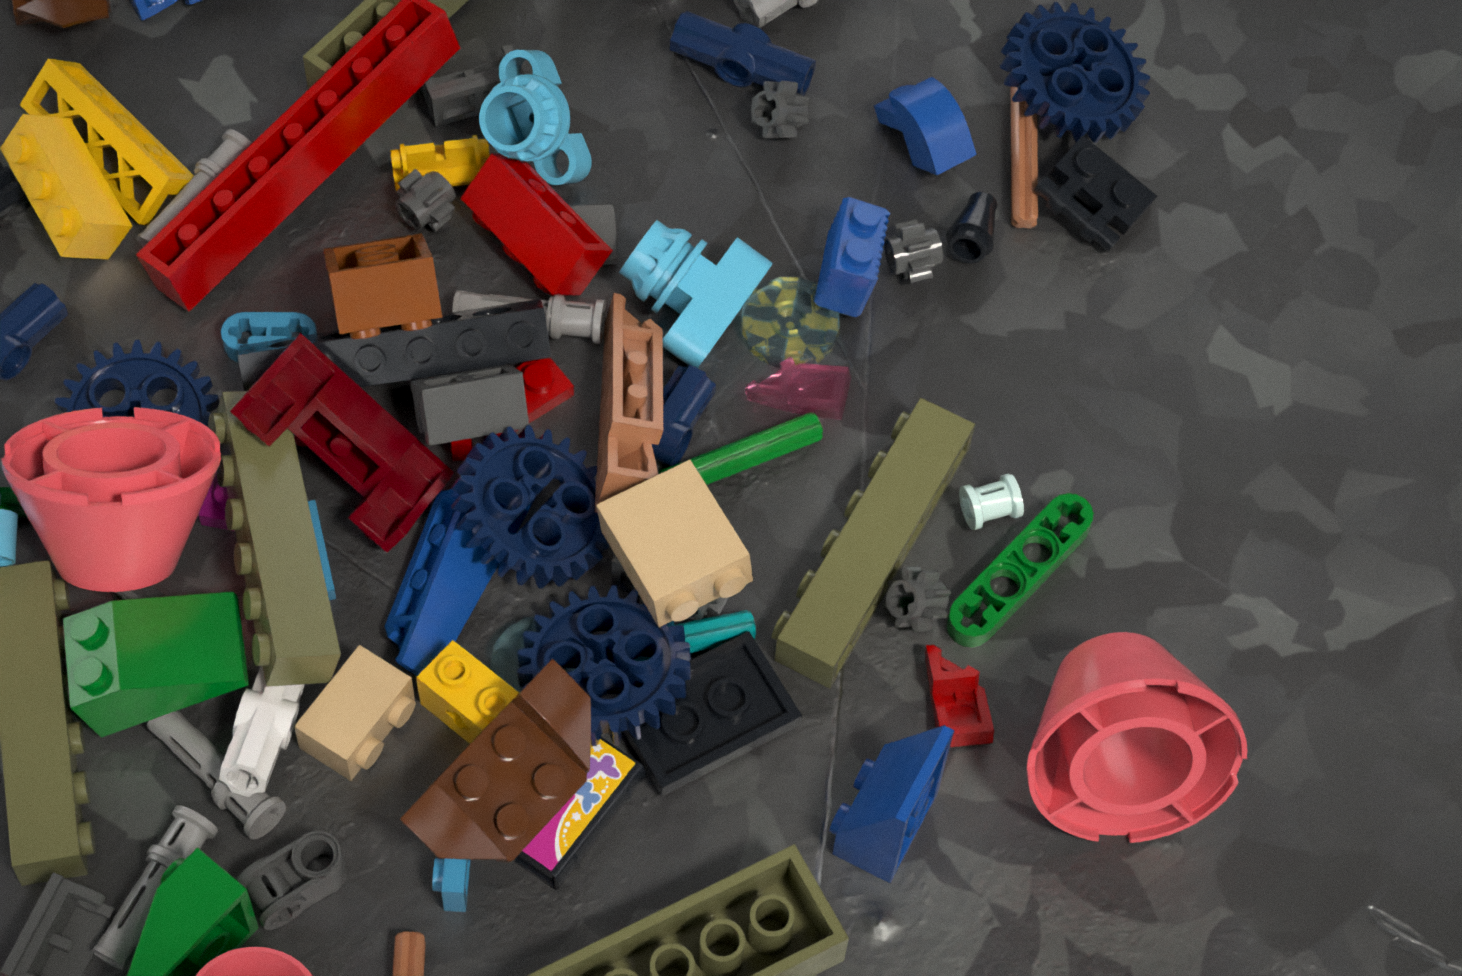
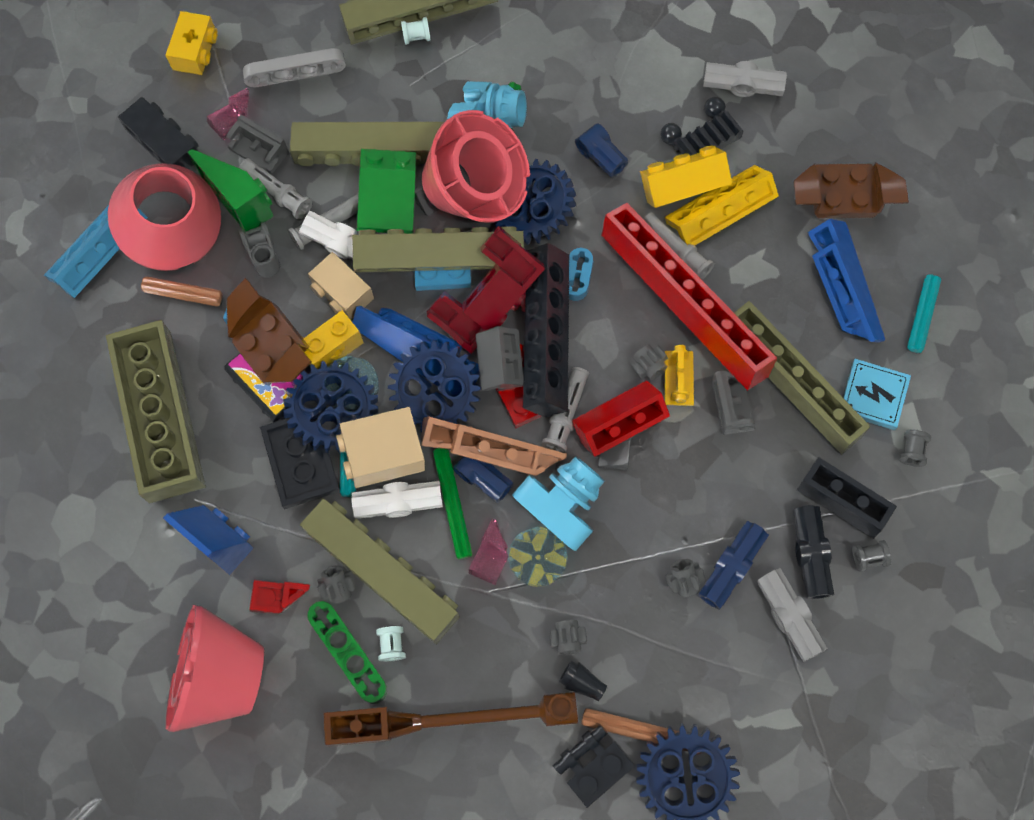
camera: 110 degrees right, 10 degrees up
(383, 285) = (581, 320): dark orange brick -> none
(531, 118) = (683, 415): medium azure beam -> none
(770, 587) = (397, 499): none -> white piece
(852, 257) = (566, 595): blue brick -> none
(930, 125) = (658, 666): blue brick -> none
(1127, 477) = (384, 725): none -> reddish brown bar

